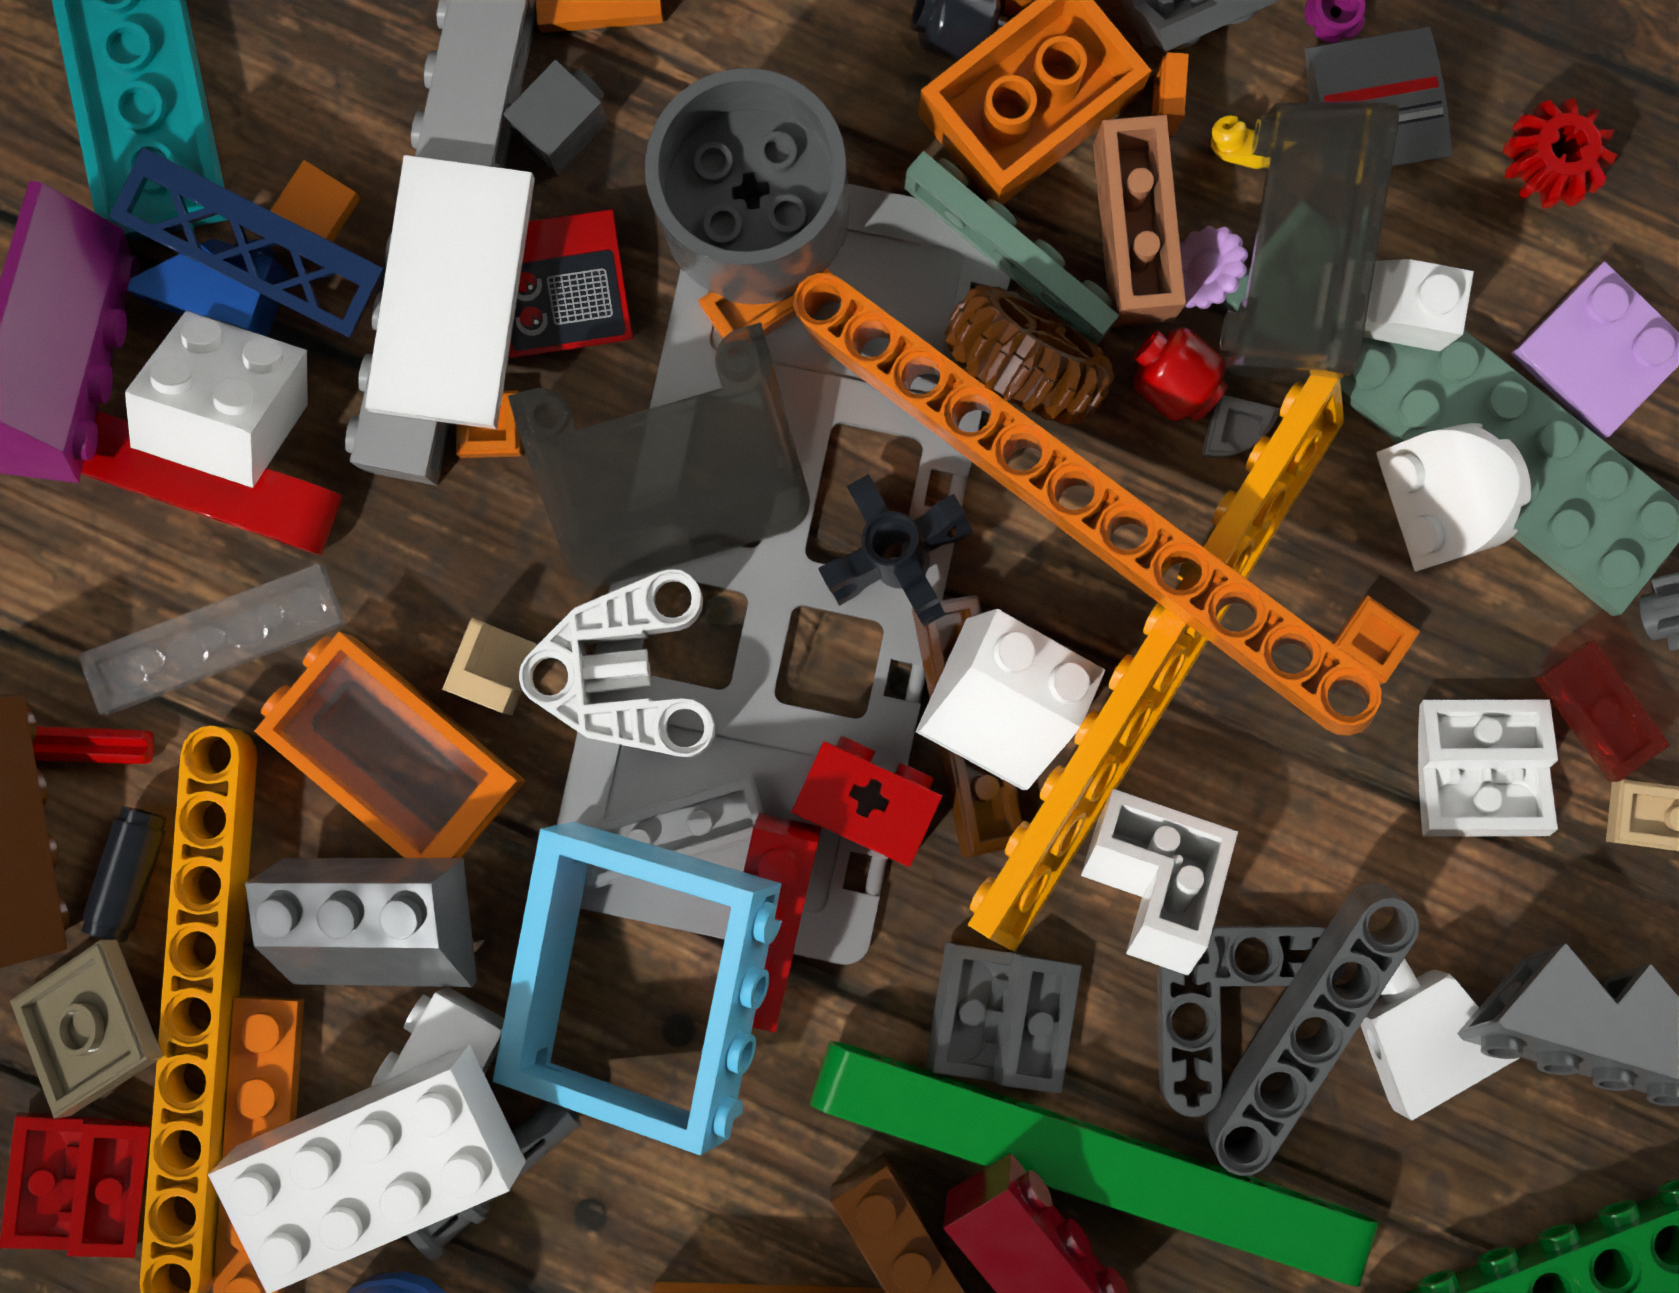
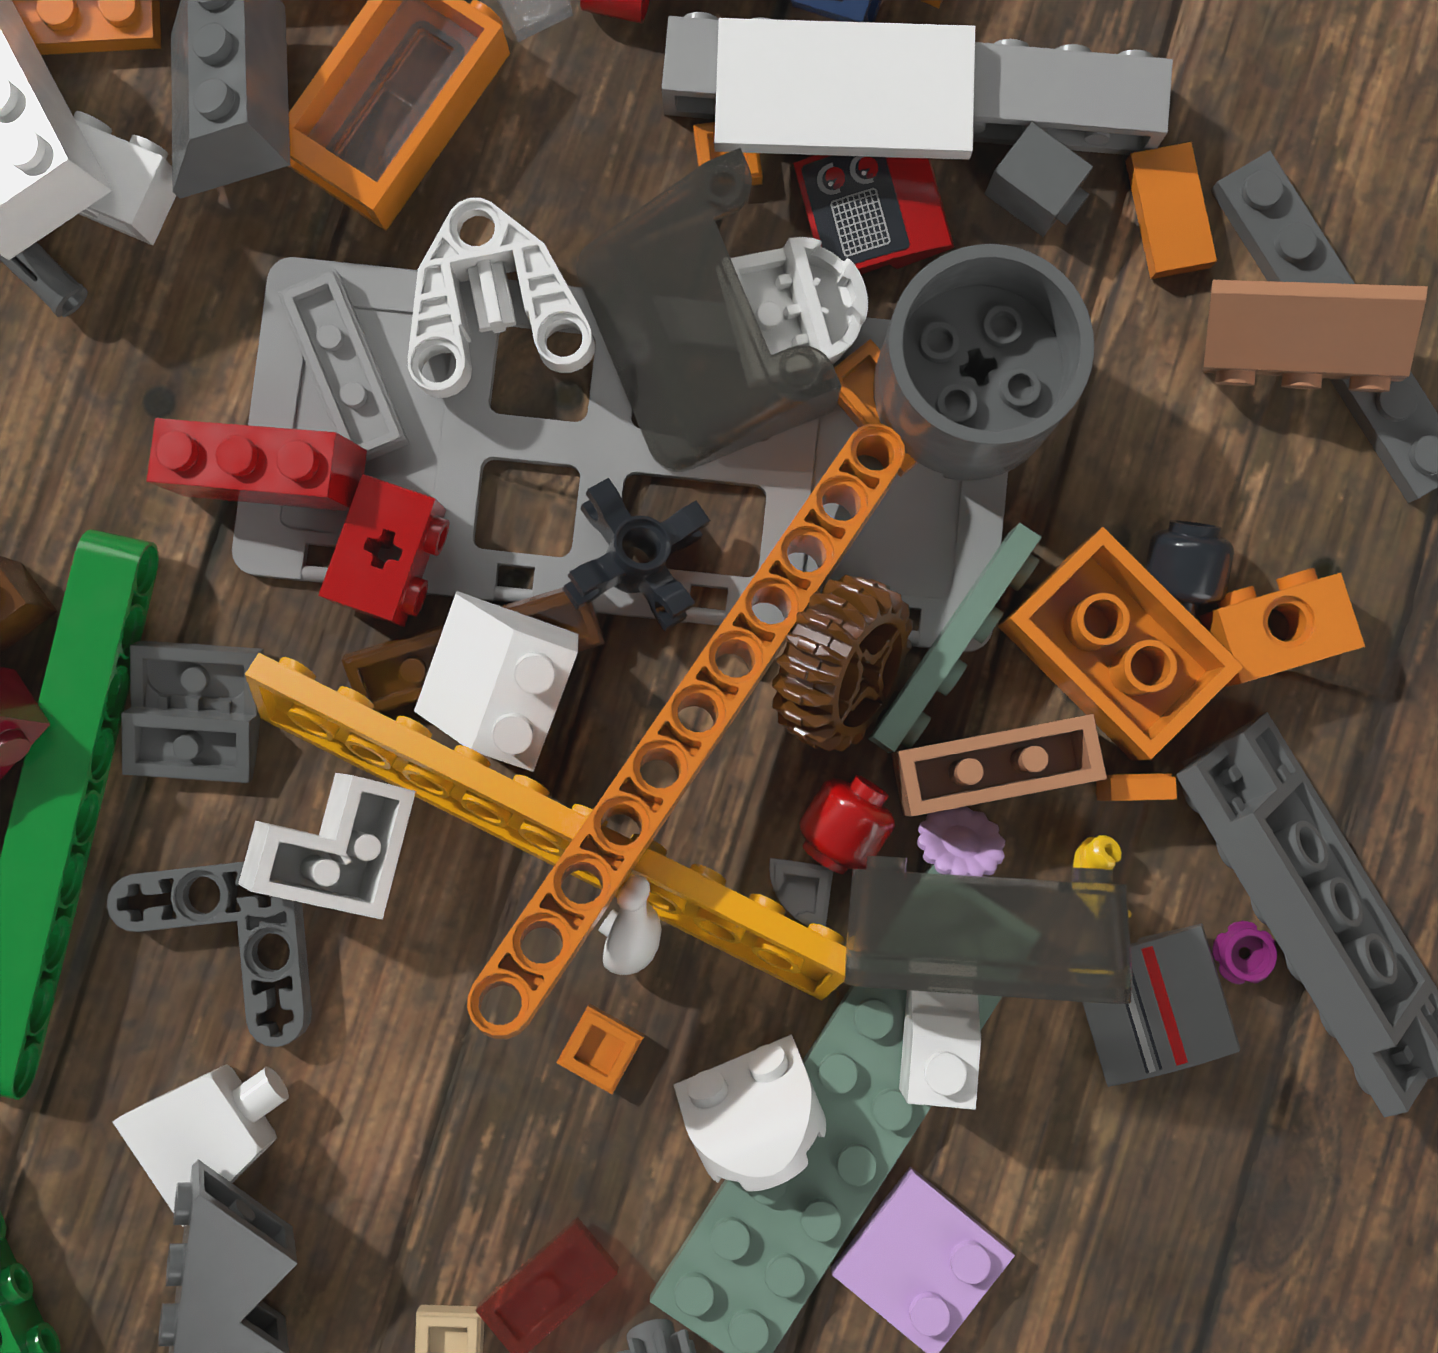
camera: 90 degrees right, 0 degrees up
(489, 667) = (487, 171): tan panel -> none
(543, 969) = (179, 255): medium azure window -> none
(656, 355) = (804, 296): none -> white slope
(1275, 582) = (633, 932): none -> white piece
(1310, 1059) = (169, 1014): dark grey beam -> none
(1486, 768) = (481, 1174): white slope -> none
(1570, 134) = (1146, 1203): red gear -> none

